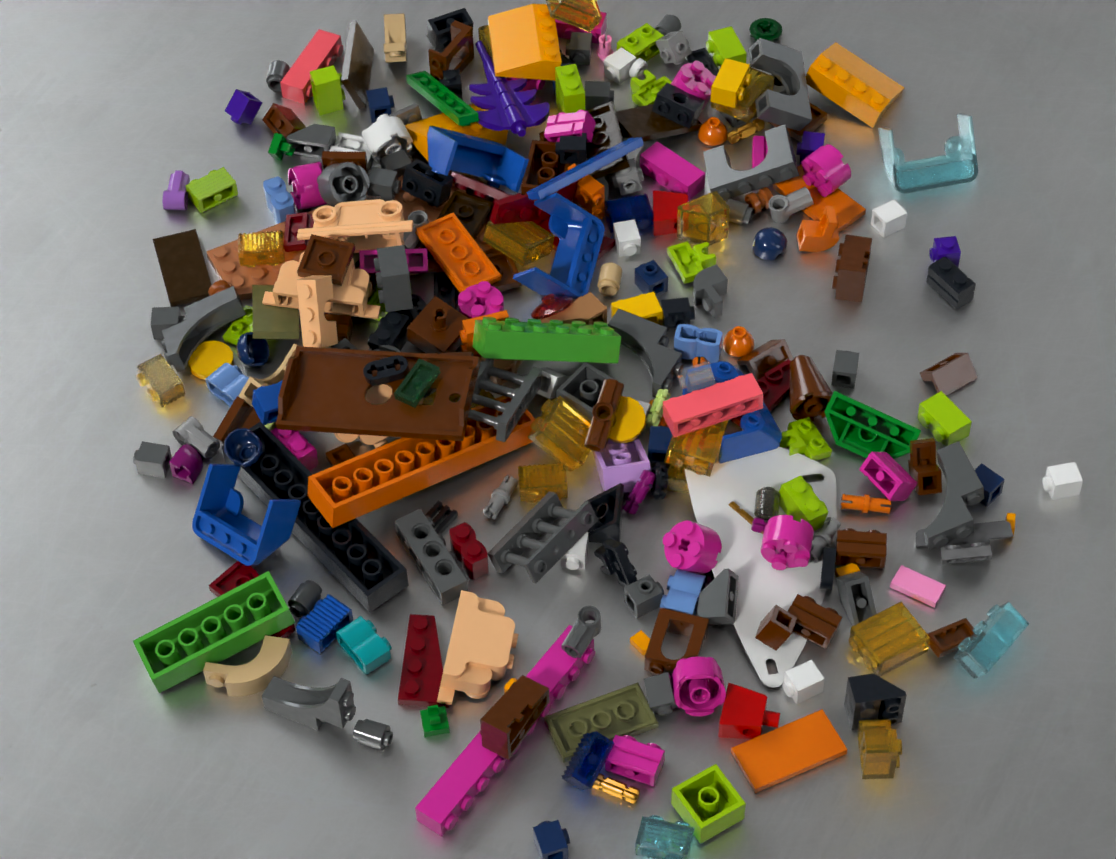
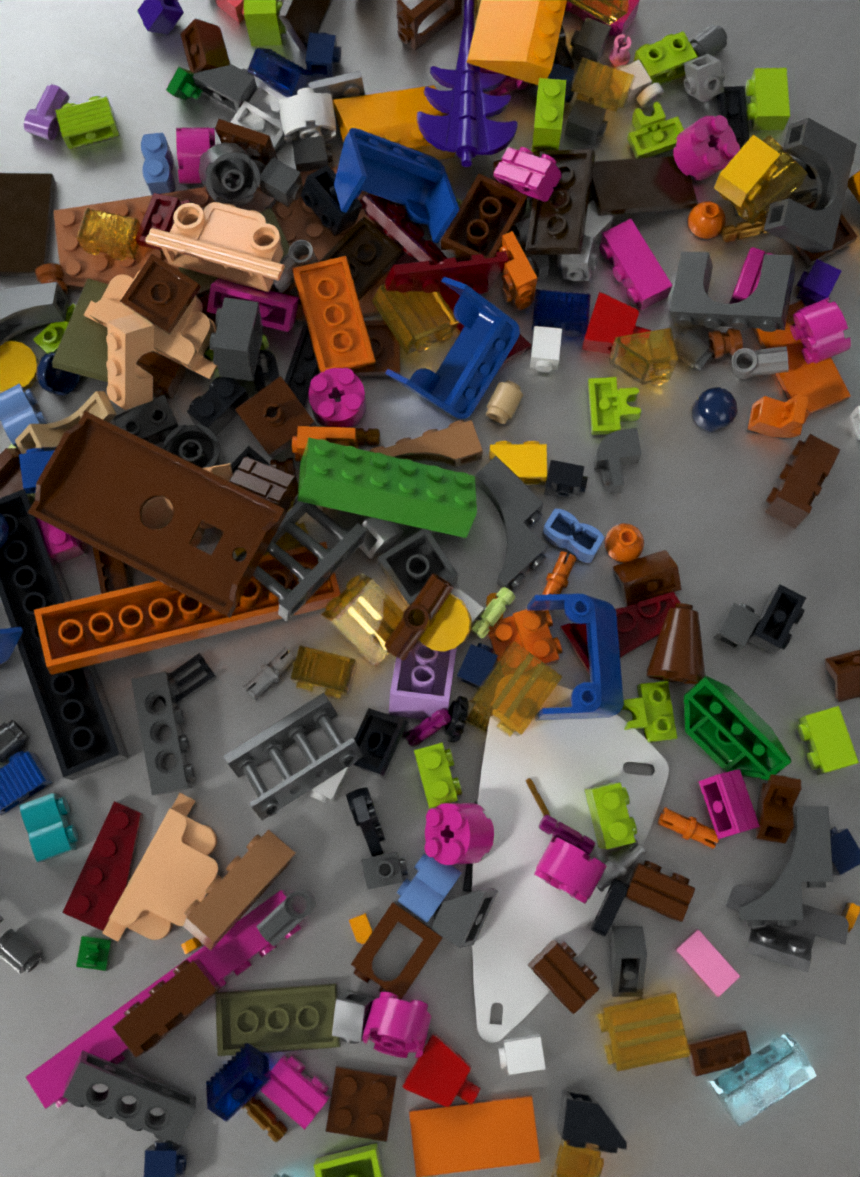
camera: 20 degrees right, 25 degrees up
(350, 119) = (279, 71): none -> clear blue brick
(386, 370) = (171, 483): black beam -> none
(417, 383) = (199, 522): clear green plate -> none
(442, 98) = (393, 75): green plate -> none
(452, 81) = (415, 54): black brick -> none
(469, 551) = (206, 731): dark red brick -> none
(494, 782) = (123, 1082): none -> dark grey brick
(536, 630) = (238, 890): none -> medium nougat brick
(551, 305) = (420, 424): clear red dish -> none
(572, 149) = (518, 208): black brick -> none
(585, 168) = (519, 250): blue tile -> none
(602, 64) = (603, 84): none -> clear yellow brick
(651, 278) = (552, 418): dark blue brick -> none
(655, 519) = (436, 775): none -> lime brick
(678, 105) = (675, 172): black brick -> none
(689, 754) = (361, 1103): none -> reddish brown plate
(696, 377) = (538, 621): clear brick -> none
(712, 405) = (546, 661): coral brick -> none
(765, 25) = (829, 71): dark green gear -> none
(767, 503) = (568, 801): clear smoke brick -> none
(776, 627) = (515, 980): reddish brown brick -> none
(847, 569) = (632, 915): light orange piece -> none
(872, 353) = (777, 619): none -> black brick

